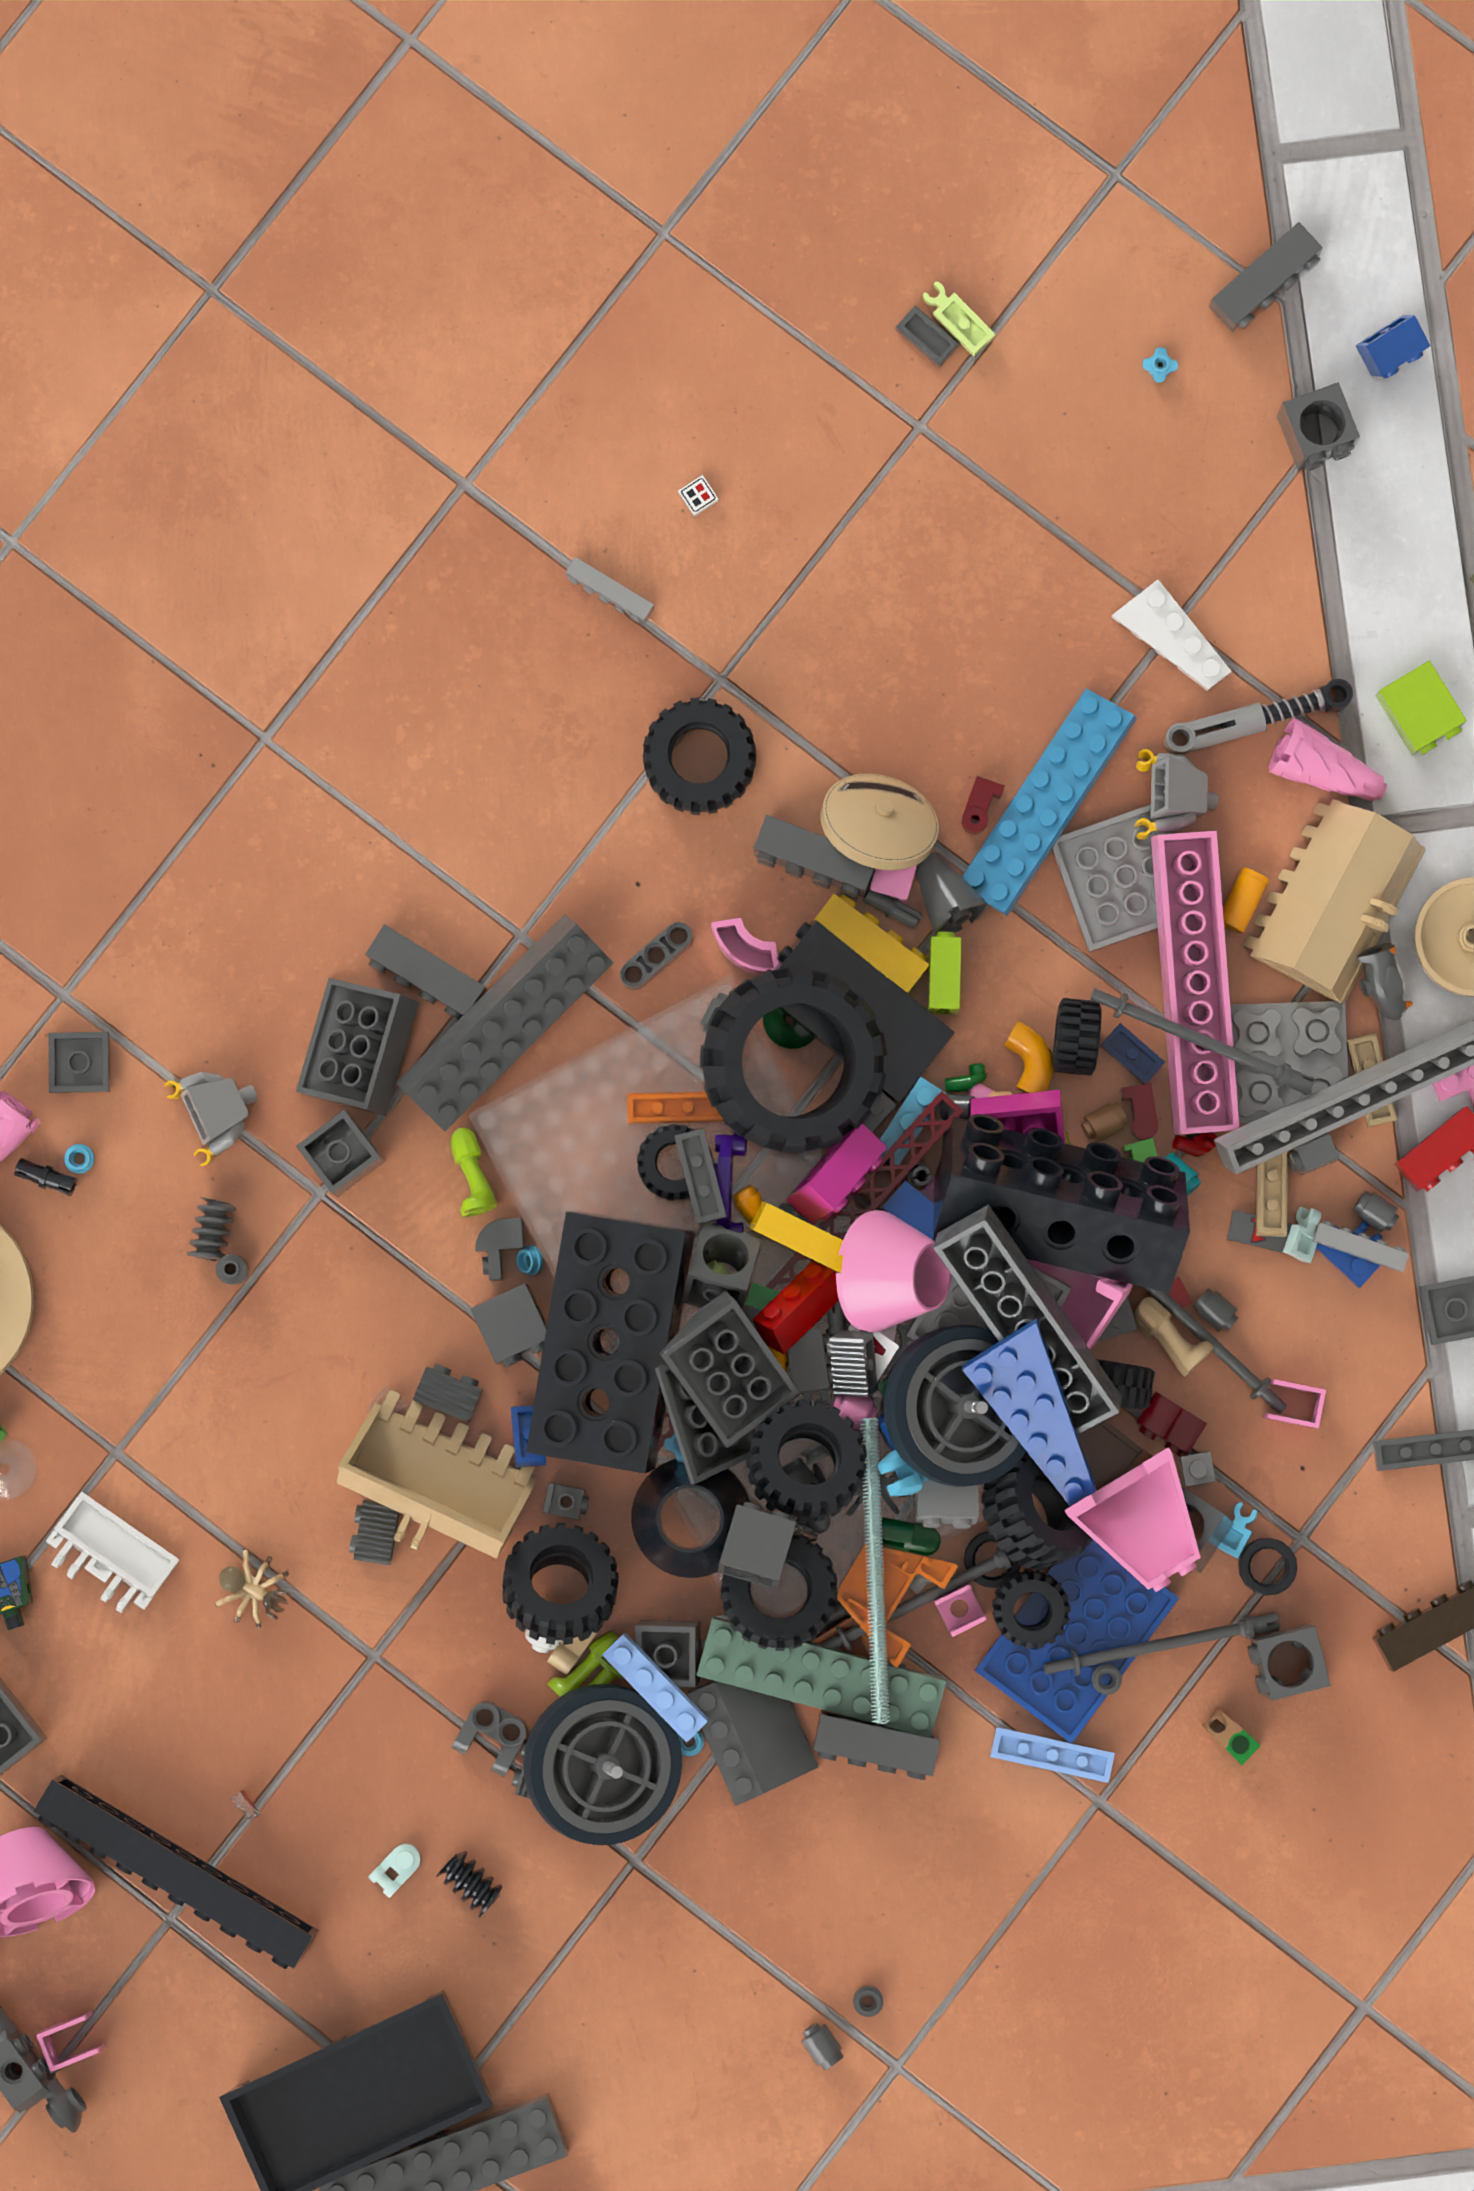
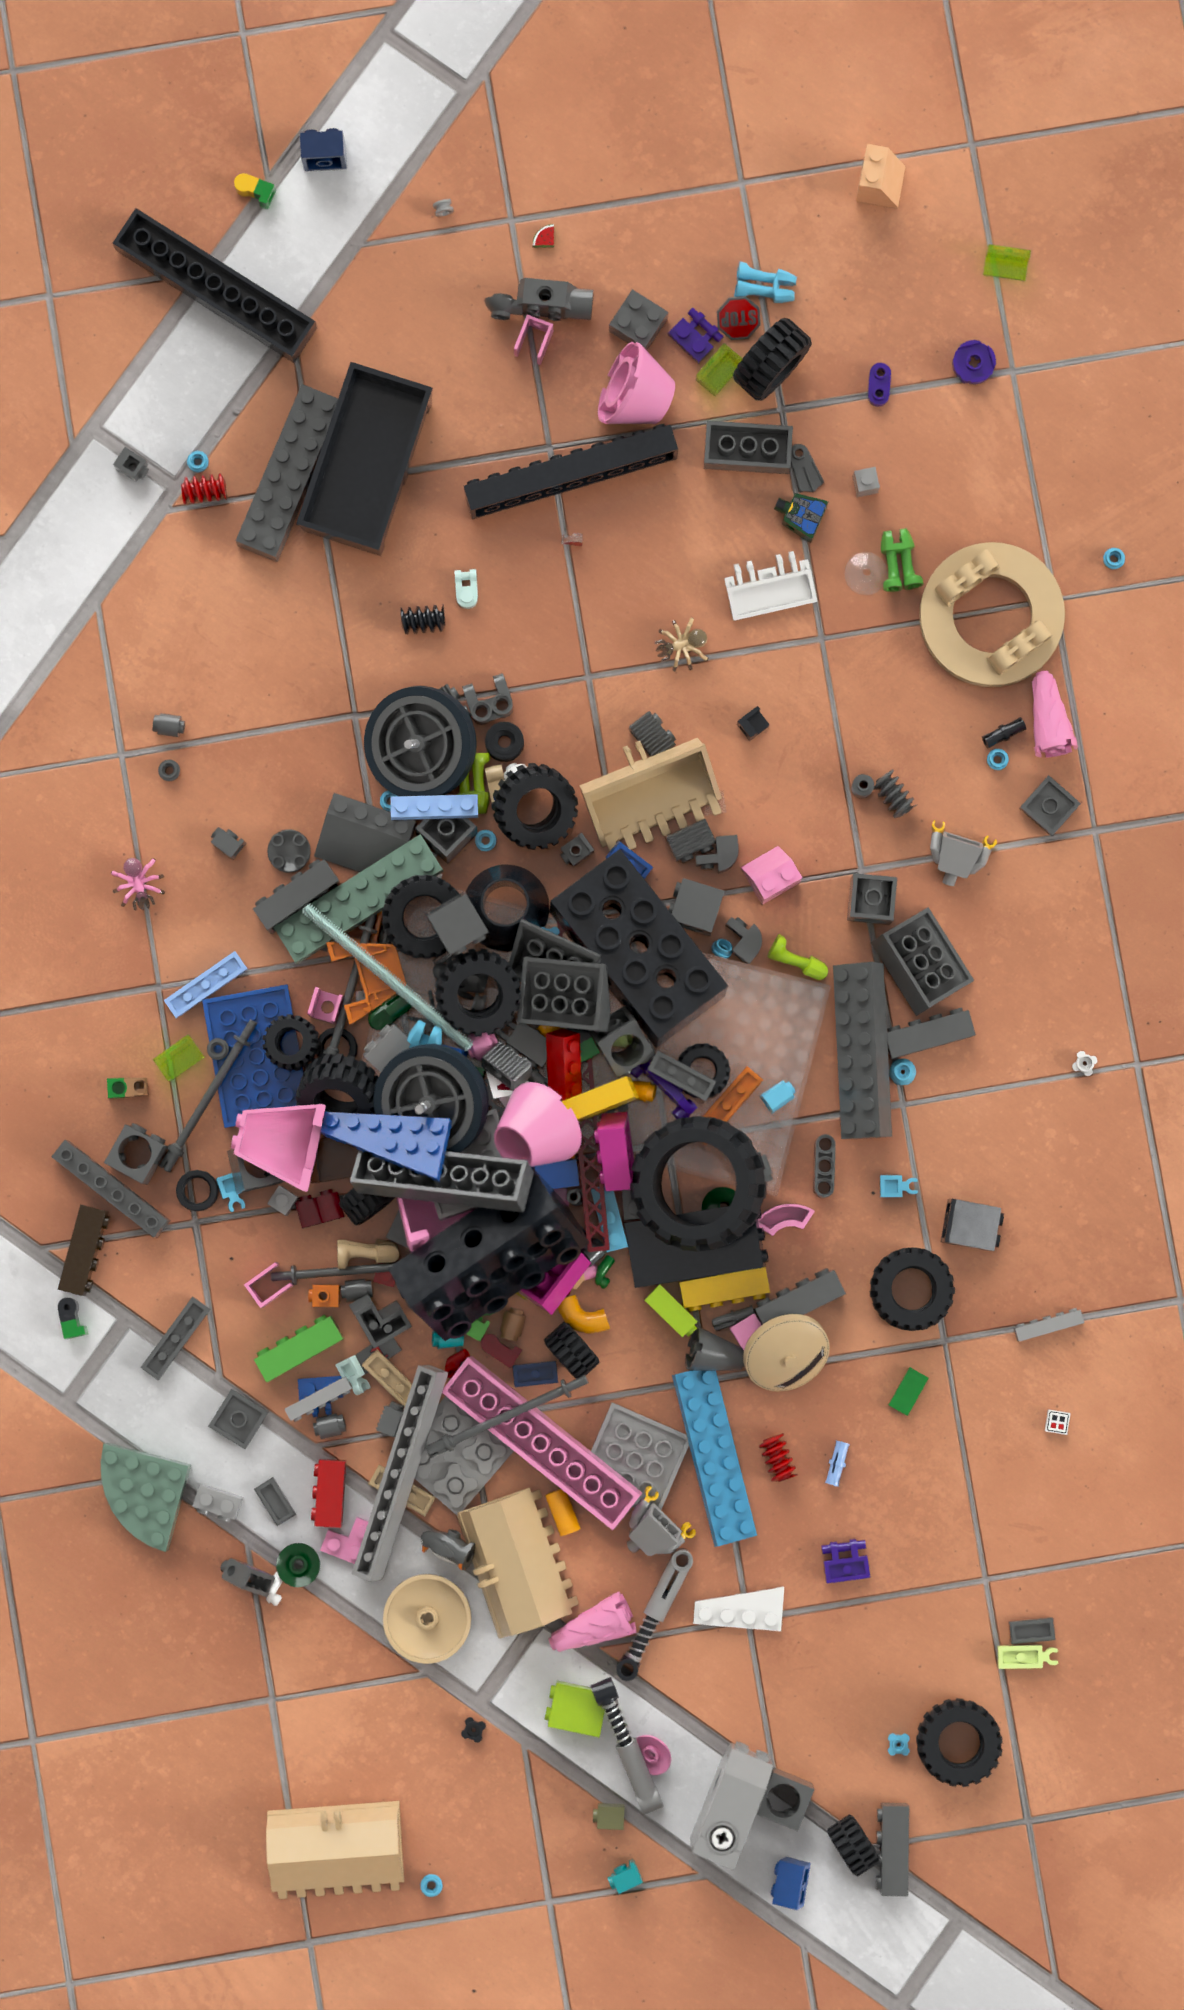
camera: 125 degrees right, 0 degrees up
(269, 1441) = (752, 723): none -> black panel
(312, 783) = (1090, 1060): none -> white plate
(407, 1279) = (771, 874): none -> bright pink slope
(429, 1344) = (725, 856): none -> dark grey brick
(493, 973) = (896, 1075): none -> medium azure plate
(503, 1680) = (504, 729): none -> black tyre
(580, 755) = (972, 1225): none -> slope
(612, 868) = (893, 1186): none -> medium azure plate
(630, 1062) = (778, 1096): none -> medium azure brick
(630, 1605) = (485, 833): none -> medium azure plate
(804, 669) = (908, 1391): none -> green tile
(836, 1797) = (289, 851): none -> dark grey dish
(886, 1869) = (227, 842): none -> dark grey brick
(941, 674) = (837, 1463): none -> light blue pin
(975, 813) = (745, 1413): dark red leg -> none
(991, 736) = (777, 1458): none -> red piece
(1011, 1925) = (137, 879): none -> animal
(1036, 571) = (845, 1568): none -> dark purple plate
(1114, 270) = (980, 1764): none -> black tyre
(1152, 1711) = (179, 1058): none -> clear neon green panel
(1229, 1253) = (380, 1324): none -> dark grey brick
(1252, 1337) = (324, 1296): none -> orange brick
(1300, 317) = (853, 1845): none -> black tyre
(1328, 1314) = (298, 1349): none -> bright green brick
(1348, 1656) = (110, 1188): none -> dark grey brick
(1375, 468) = (731, 1805): none -> light grey piece
(1398, 595) = (655, 1754): none -> bright pink dish
(1413, 623) = (627, 1748): none -> piece

